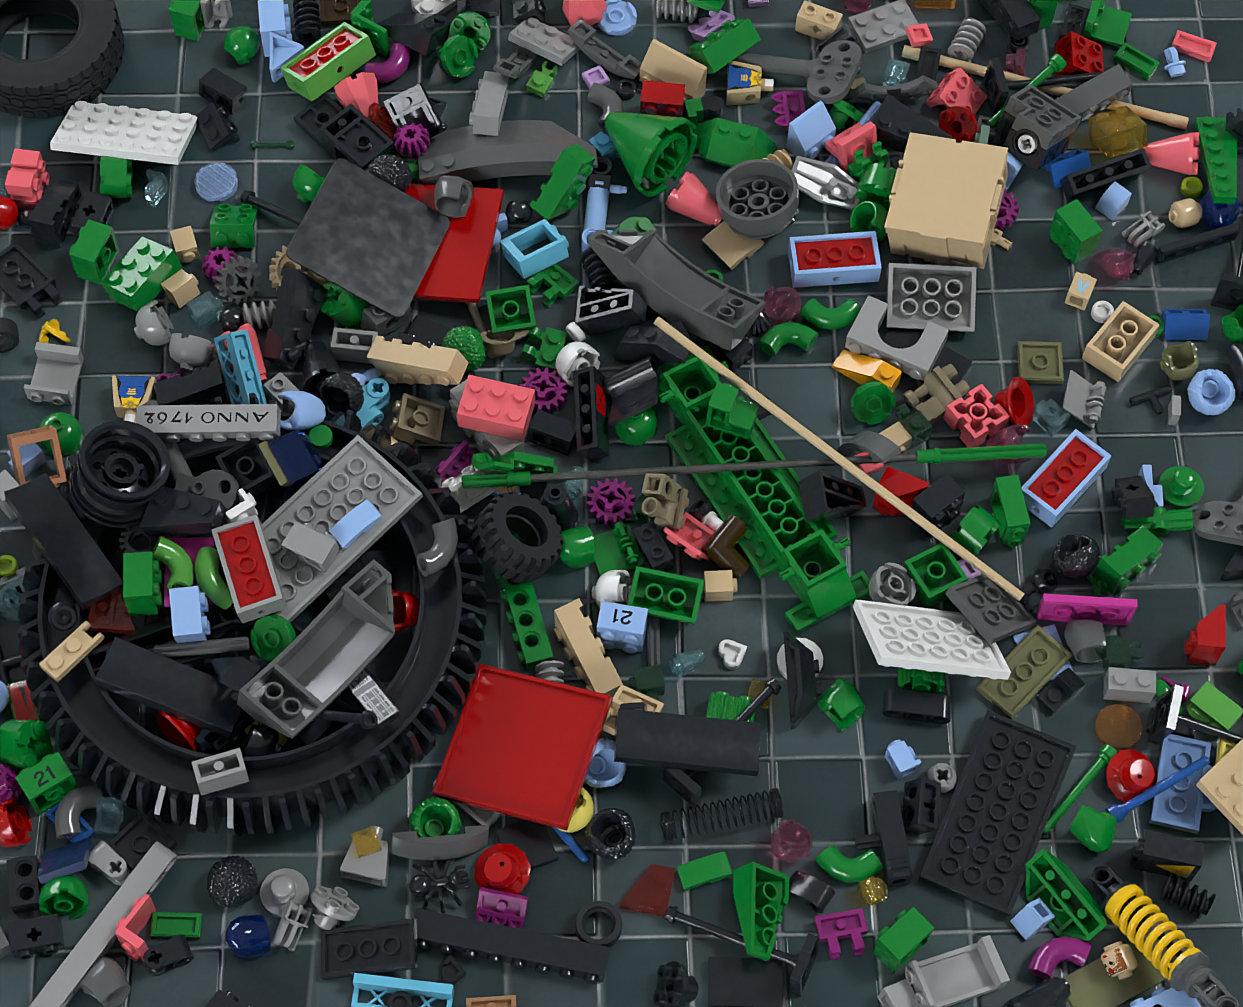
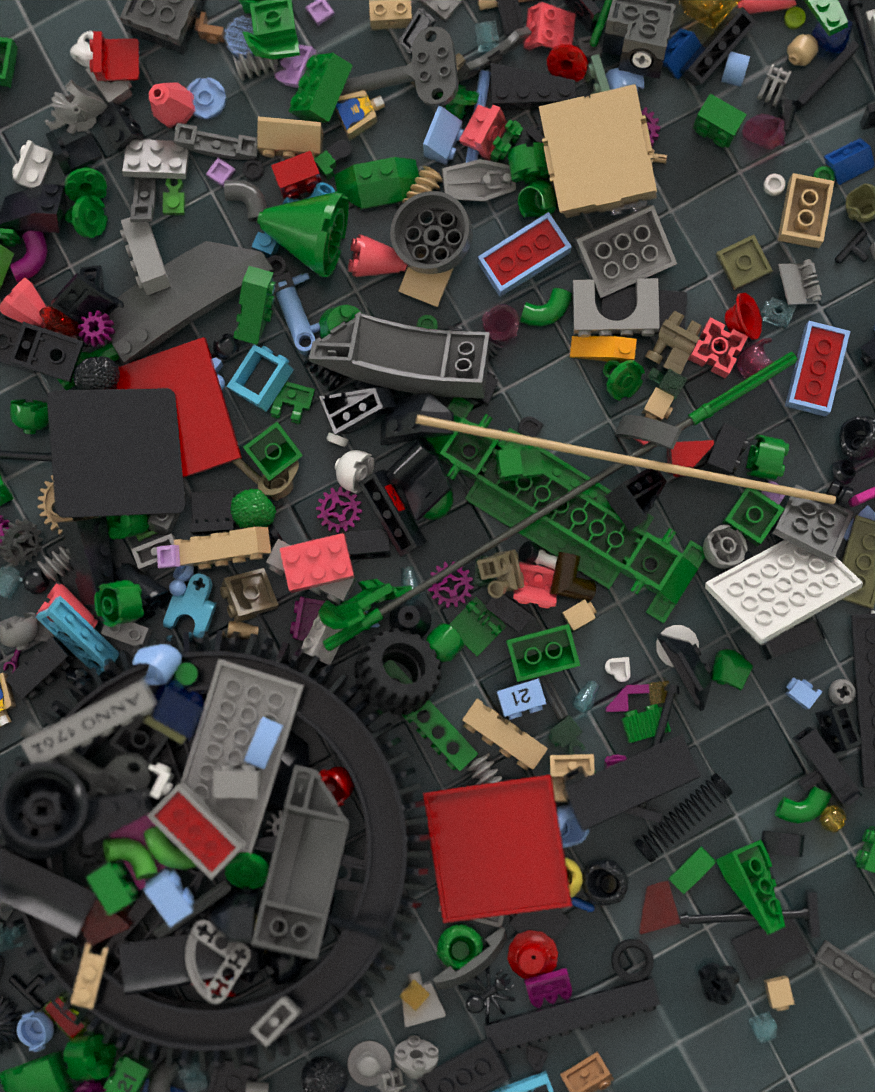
camera: 20 degrees left, 20 degrees up
(210, 703) = (227, 953): none -> light grey beam
(295, 360) = (119, 603): none -> green brick
(341, 393) = (176, 613): black hair -> none
(363, 346) = (168, 556): none -> lavender tile
(373, 699) = (363, 888): tile -> none
(442, 549) = (347, 726): dark grey cylinder -> none
(453, 196) = (164, 368): dark grey piece -> none
(551, 344) = (324, 466): green plate -> none
(612, 588) = (496, 669): white cylinder -> none
(716, 679) = (620, 702): none -> magenta slope
(785, 334) = (518, 347): green cylinder -> none
(791, 106) = (410, 117): magenta plate -> none
(791, 841) = (751, 813): clear pink cap -> none
(840, 926) = (822, 860): magenta plate -> none
(1010, 510) = (788, 424): green window -> none
(1080, 290) = (748, 175): tan brick -> none

